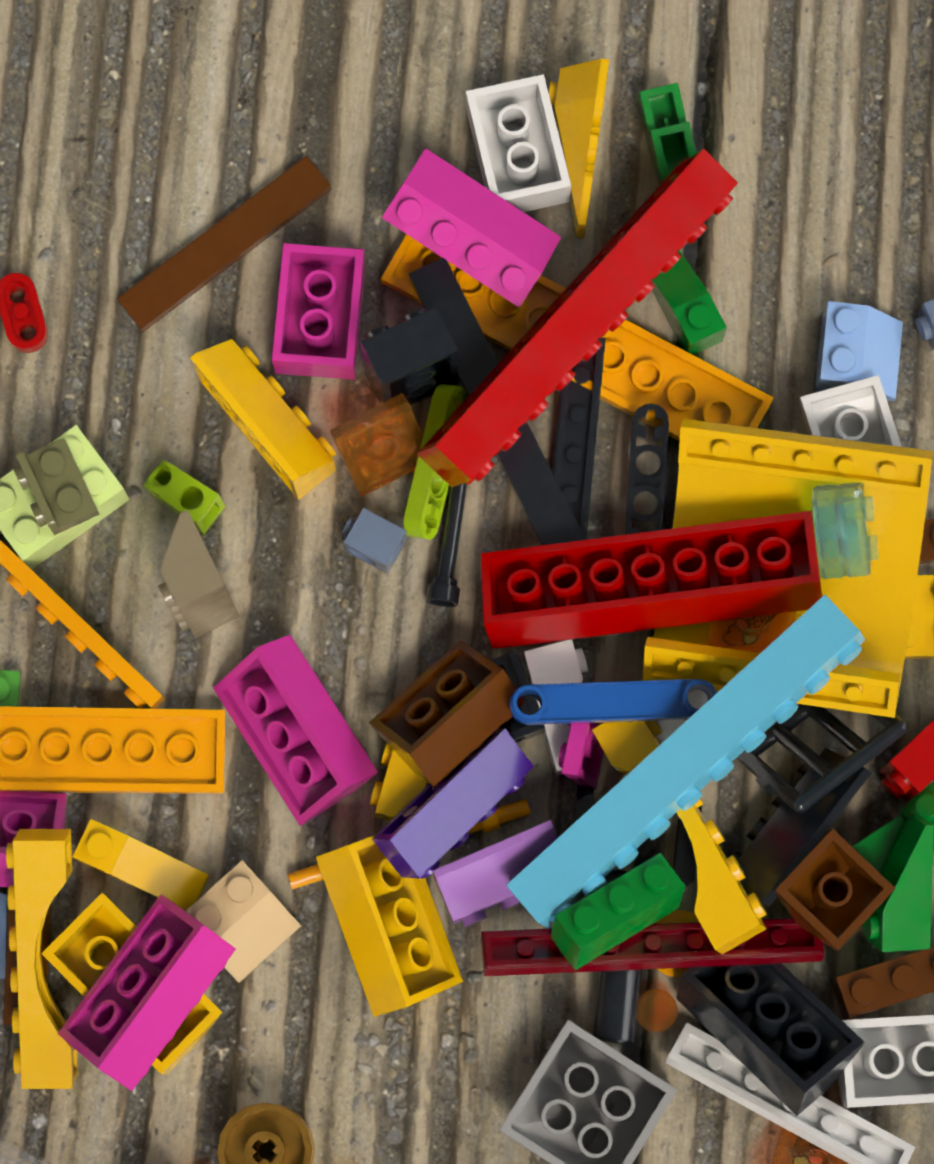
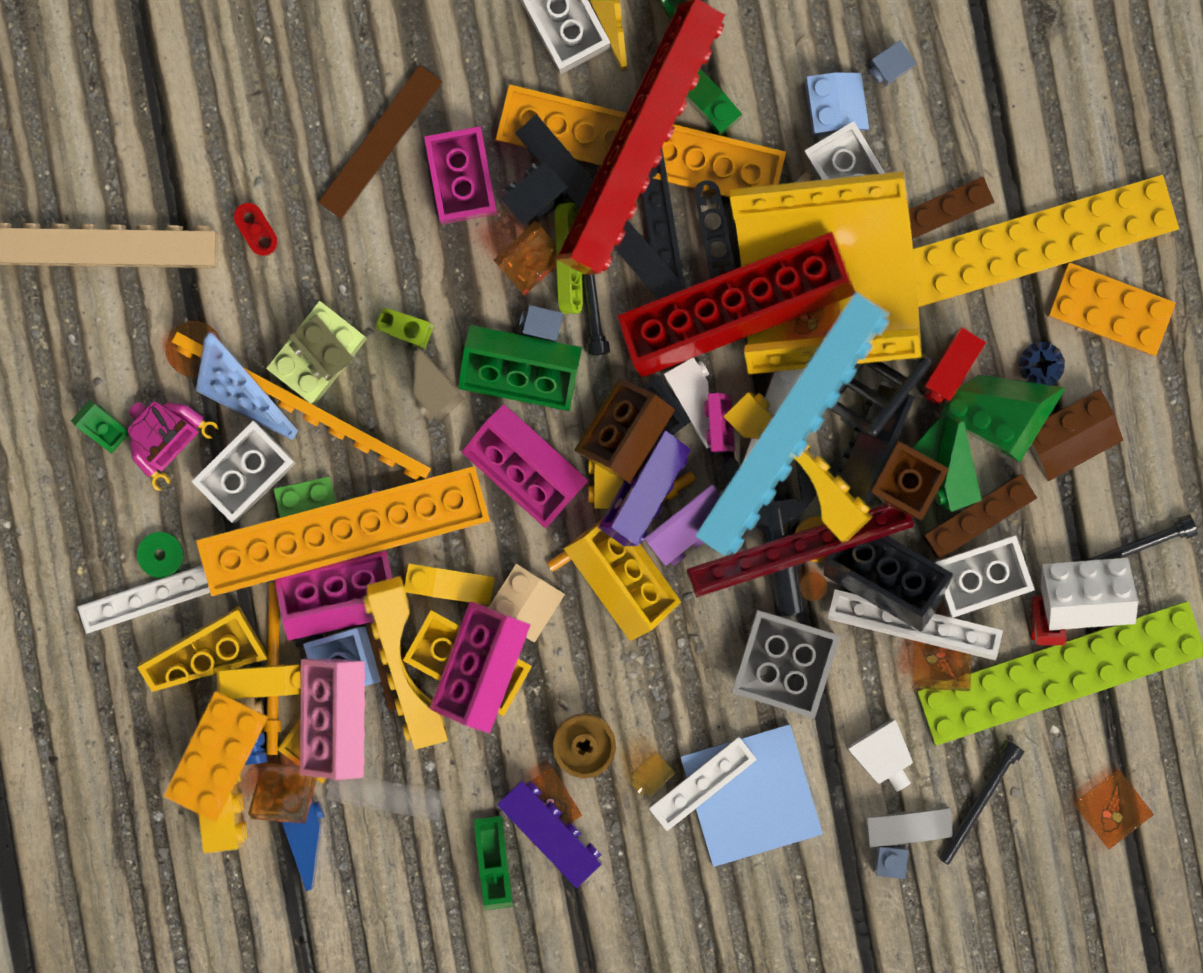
camera: 15 degrees left, 10 degrees up
(264, 416) = (444, 259): yellow slope -> none
(326, 592) = (519, 368): none -> green slope
(472, 227) = (550, 92): dark pink slope -> none
(610, 701) = (732, 396): blue piece -> none
(617, 911) = (772, 532): green brick -> none
(842, 530) = (856, 238): clear light blue brick -> none

